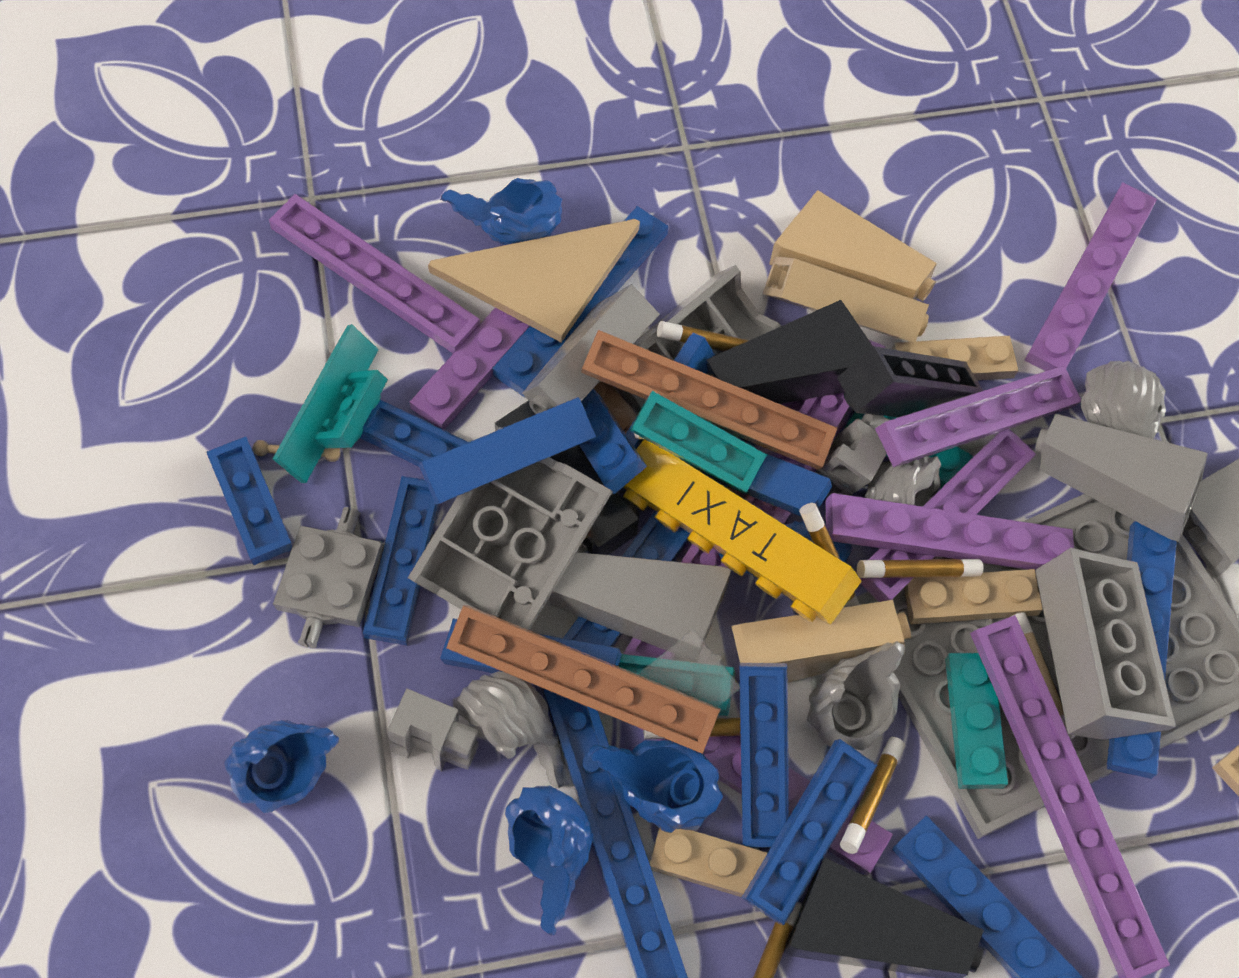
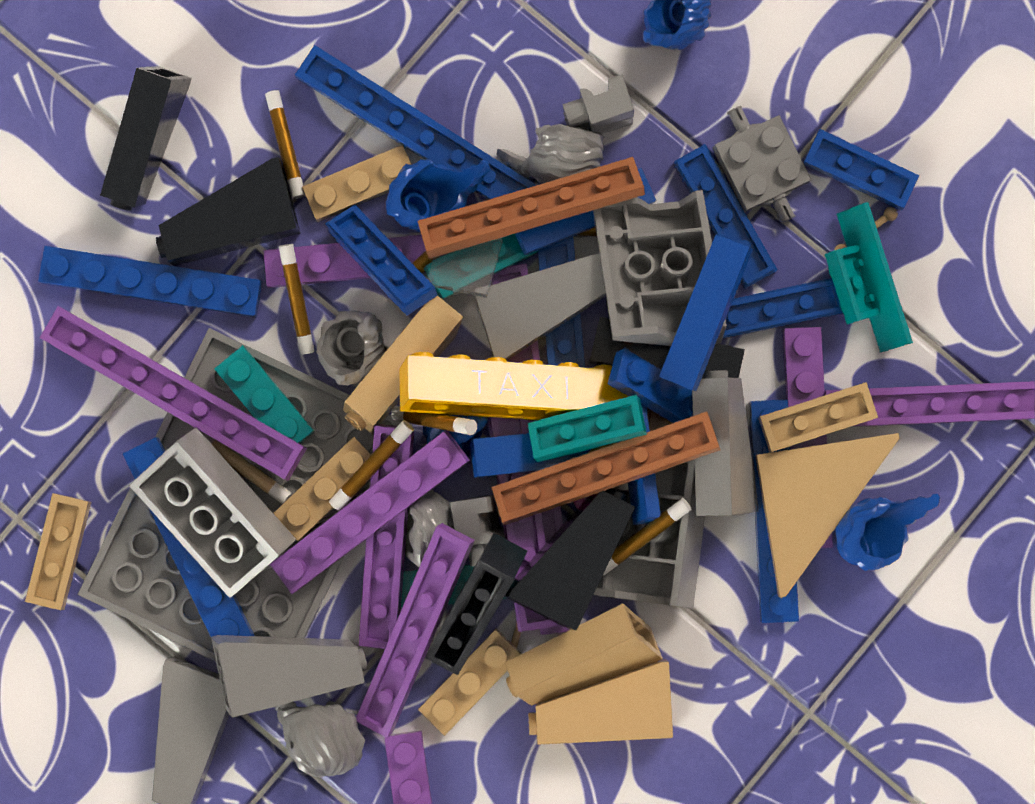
camera: 150 degrees right, 20 degrees up
(483, 325) = (818, 417): none -> tan plate
(554, 841) = (470, 109): blue hair -> none
(809, 832) = (318, 239): blue tile -> none

